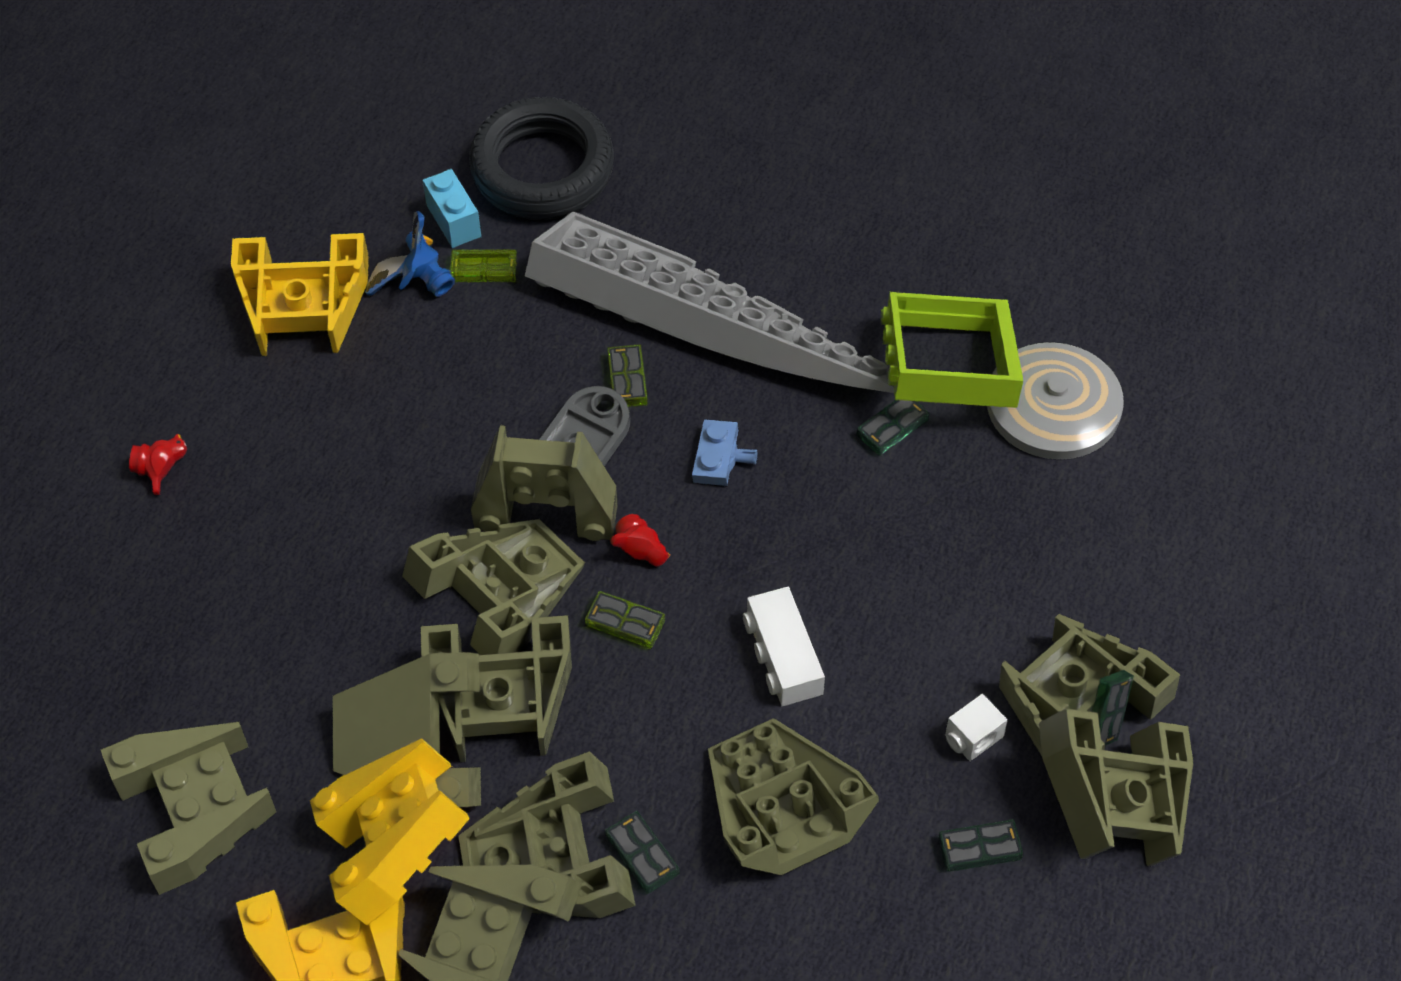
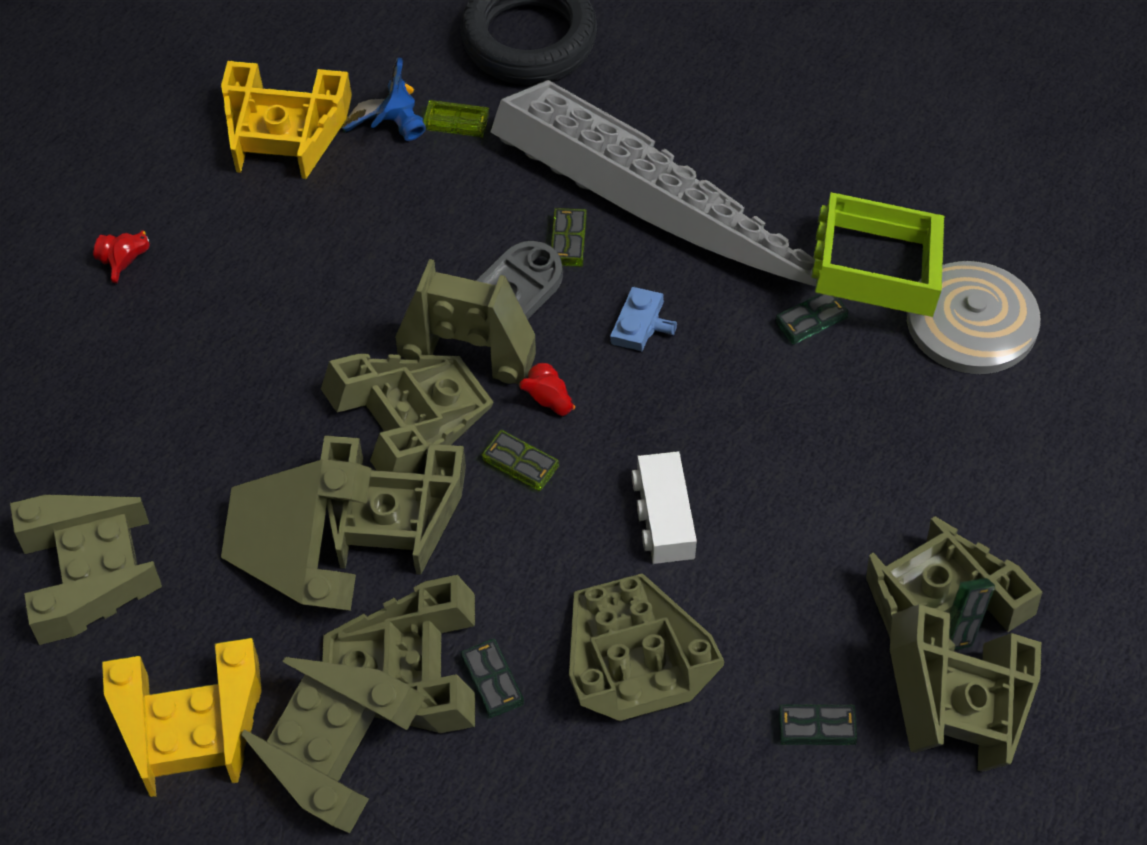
camera: 10 degrees right, 0 degrees up
(402, 823) = (265, 606): yellow wedge -> none
(452, 208) = (436, 62): medium azure brick -> none
(975, 727) = (834, 612): white brick -> none

